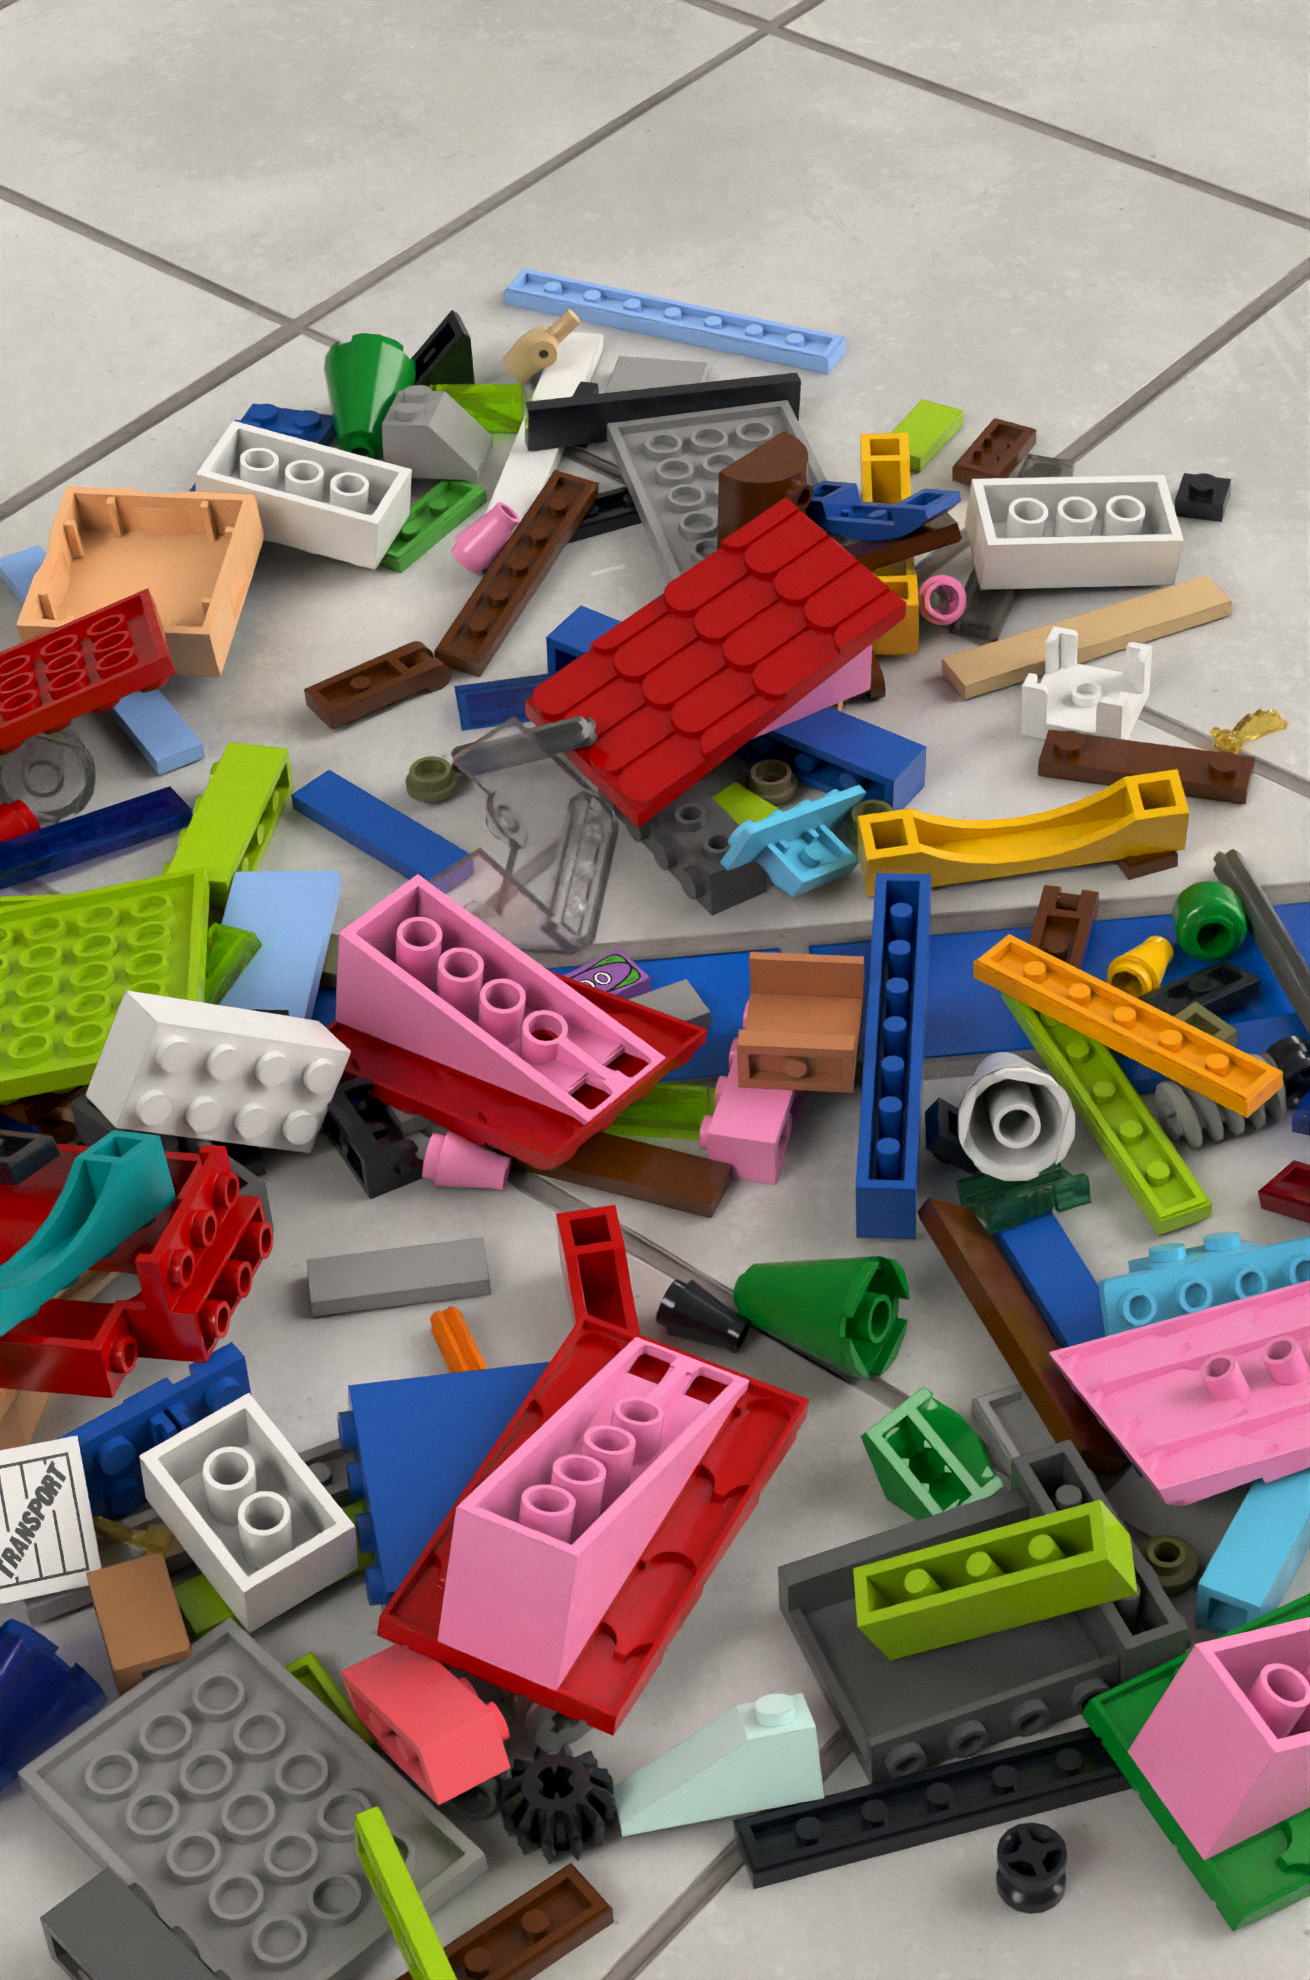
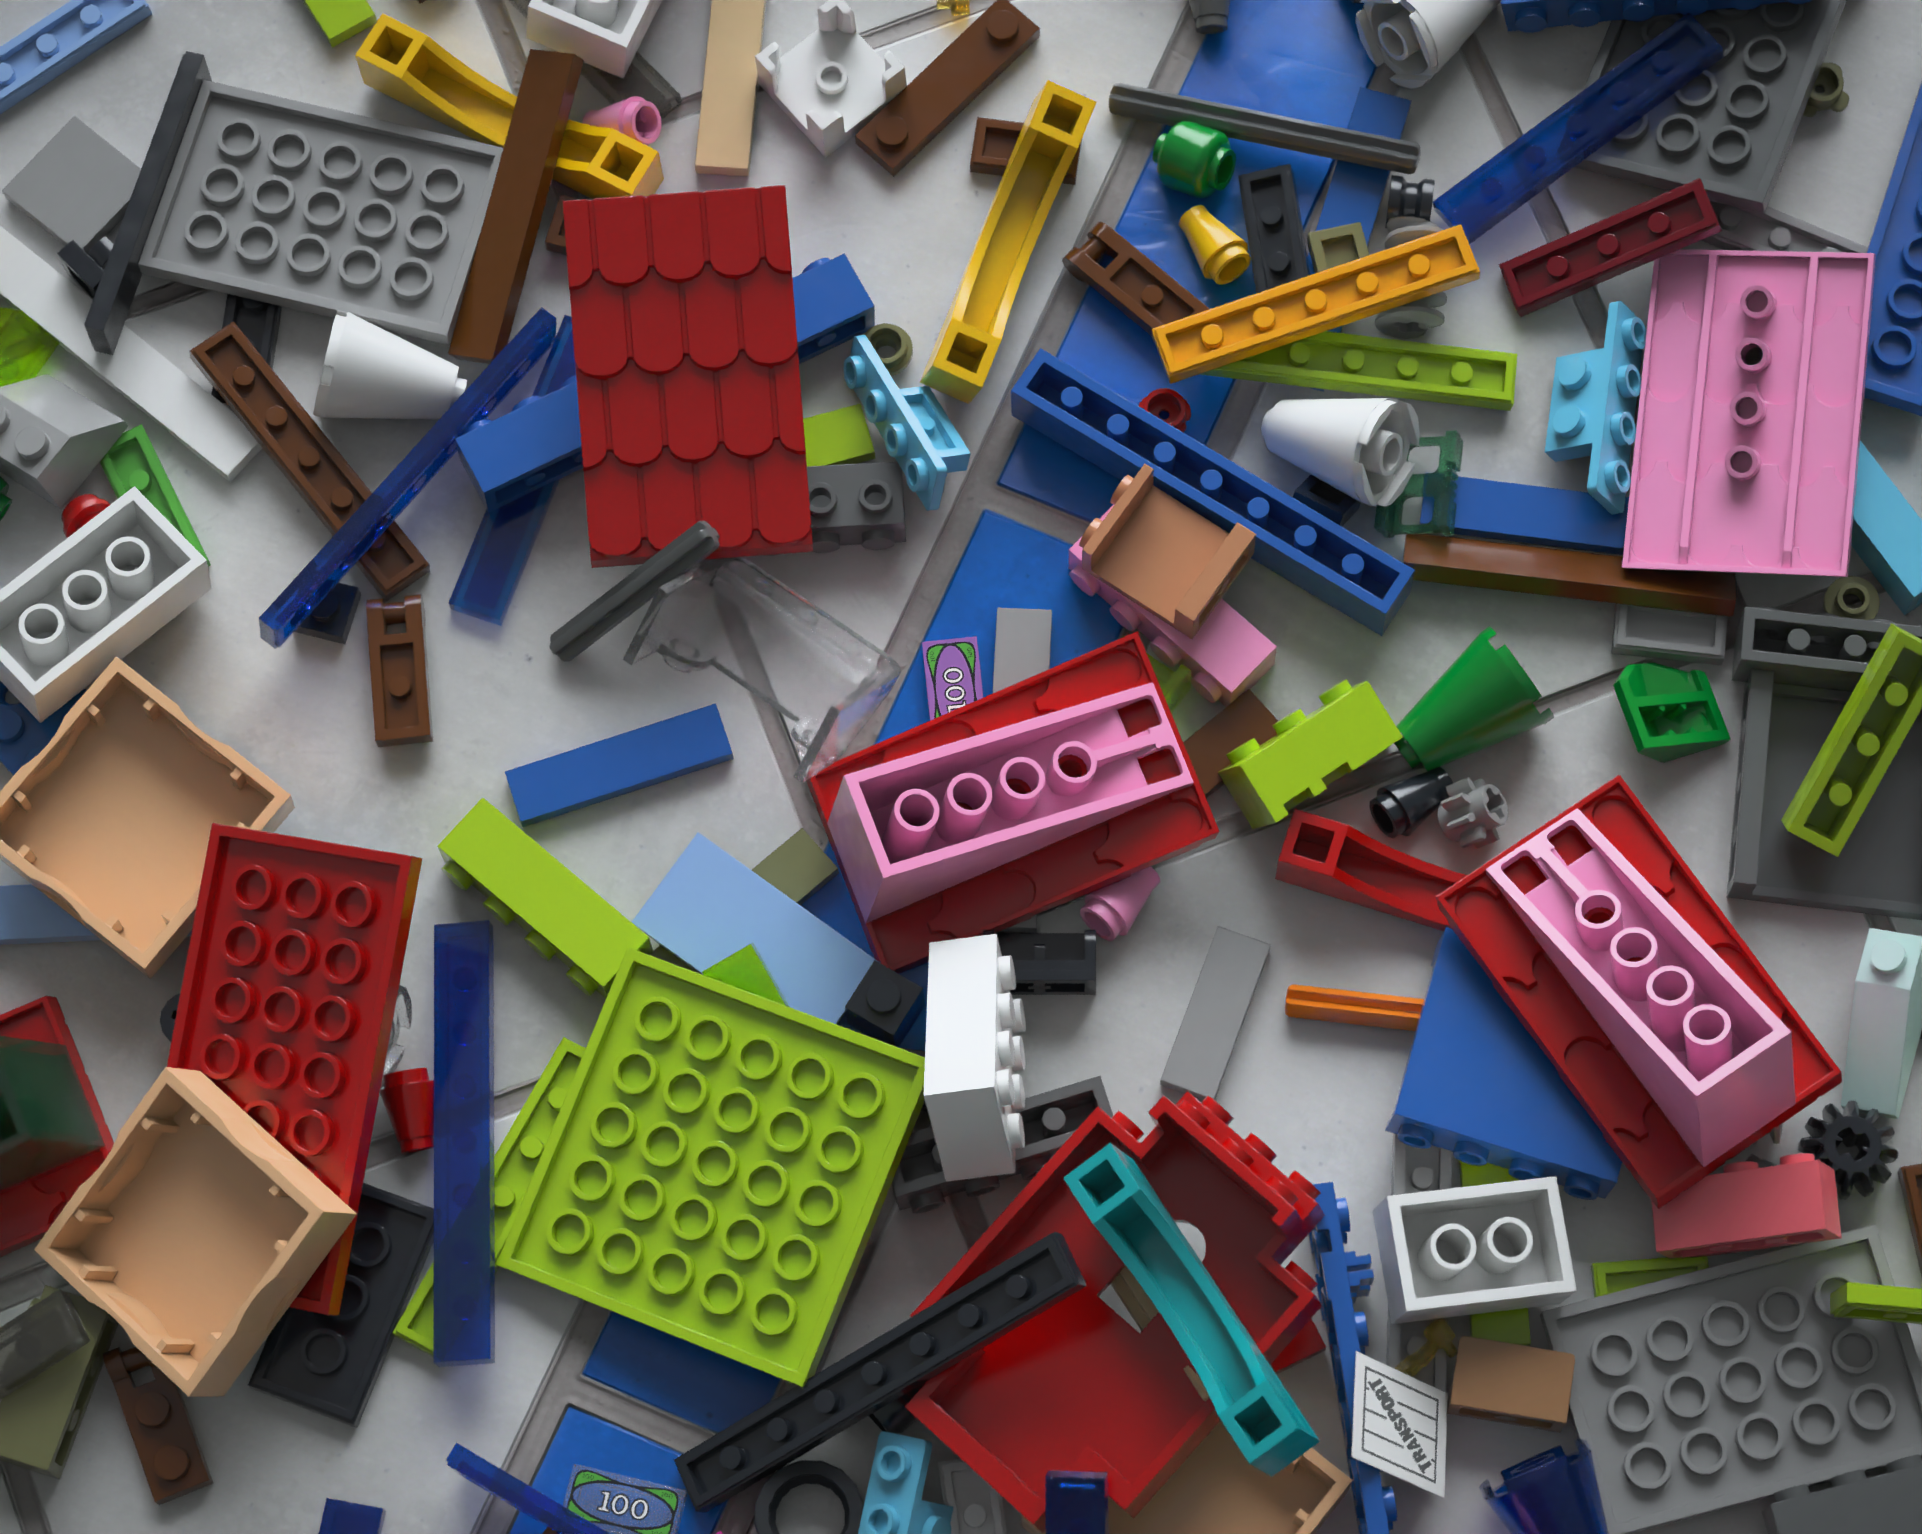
camera: 60 degrees left, 30 degrees up
(402, 628) = (333, 615): none -> black plate
(431, 780) = (577, 689): olive plate -> none
(470, 597) = (406, 480): none -> clear blue tile
(485, 538) = (250, 470): bright pink cone -> none
(608, 555) = (382, 376): none -> white cone
(682, 1206) = (1308, 752): none -> lime wedge
(721, 1346) = (1472, 812): none -> light grey gear
(762, 480) = (431, 191): reddish brown brick -> none
(840, 511) = (494, 116): blue slope -> none
(954, 1006) = (1170, 402): none -> red plate

